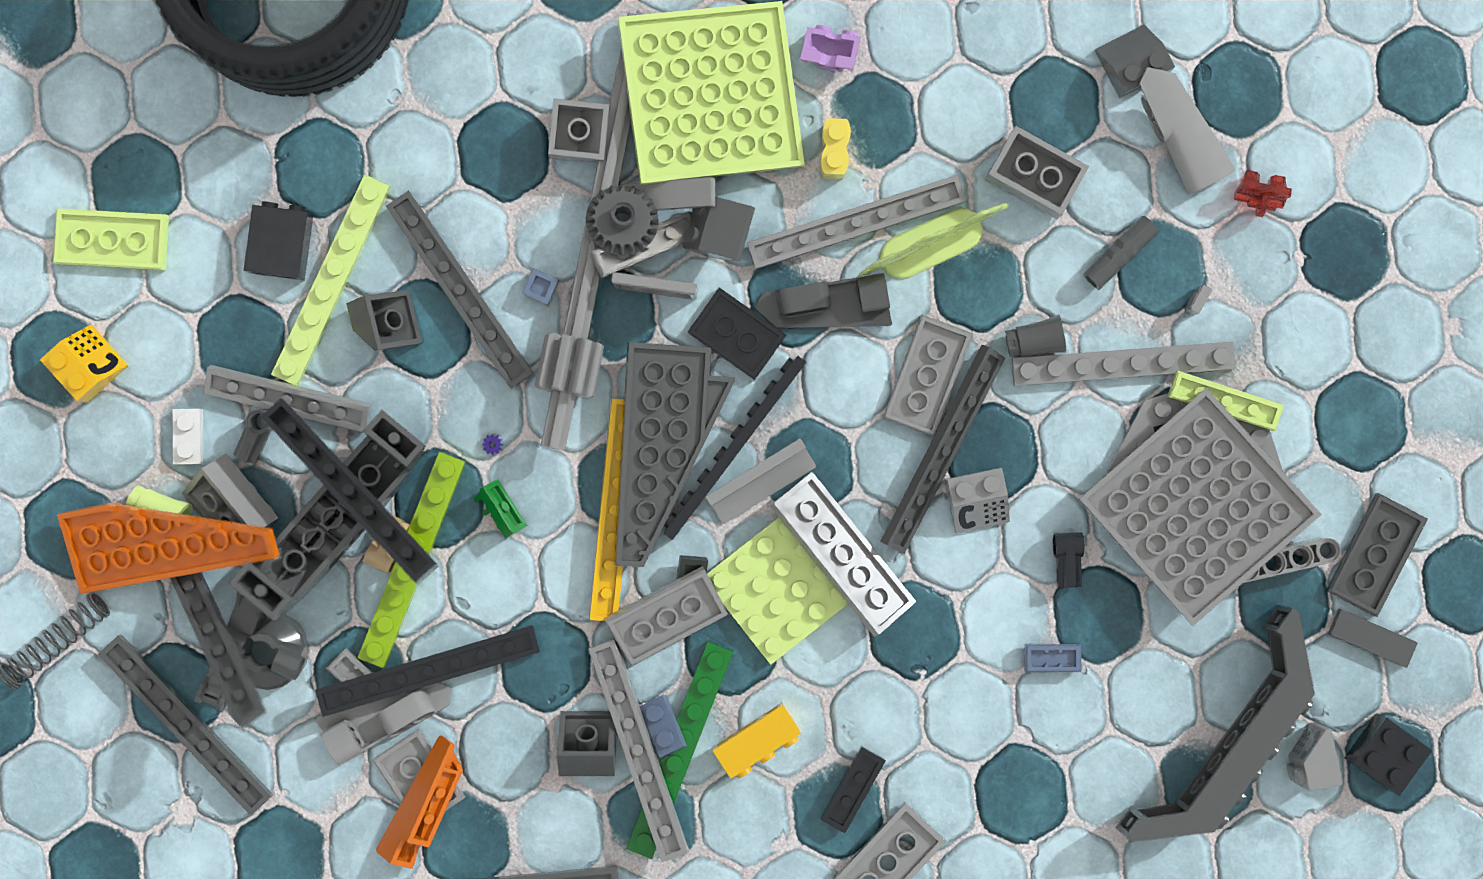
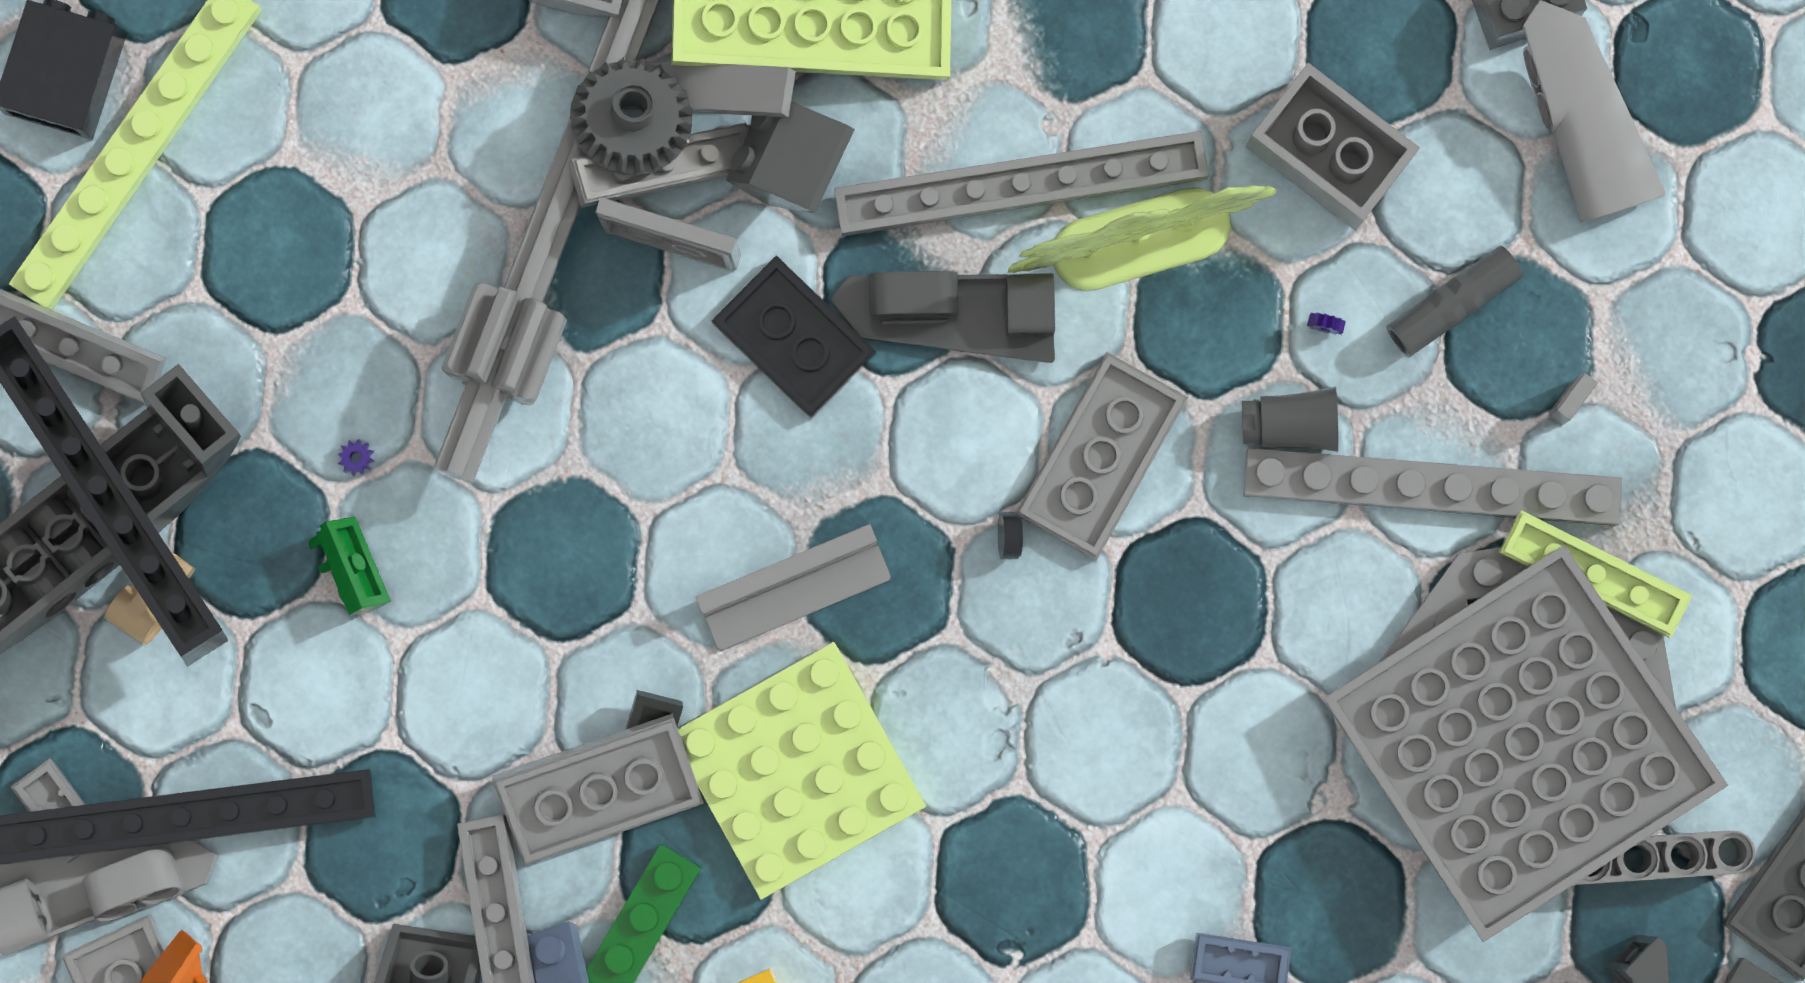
camera: 10 degrees right, 5 degrees down
(385, 320) = (213, 222): dark grey slope -> none
(400, 586) = (161, 669): lime plate -> none
(460, 289) = (346, 193): dark grey plate -> none
(540, 286) = (480, 208): sand blue plate -> none
(606, 575) = (540, 595): yellow plate -> none
(664, 427) = (646, 471): dark grey wing -> none
(740, 437) = (772, 508): black plate -> none
(834, 142) = (1006, 49): light yellow brick -> none
(843, 554) = (911, 730): plate -> none
(882, 431) = (1010, 535): none -> black tile
(943, 449) = (1107, 582): dark grey plate -> none
(978, 500) = (1153, 676): light grey slope -> none
(1047, 277) = (1326, 323): none -> dark purple piece
(1068, 550) = (1293, 787): black piece -> none
(1262, 195) = (1705, 242): clear red hips -> none

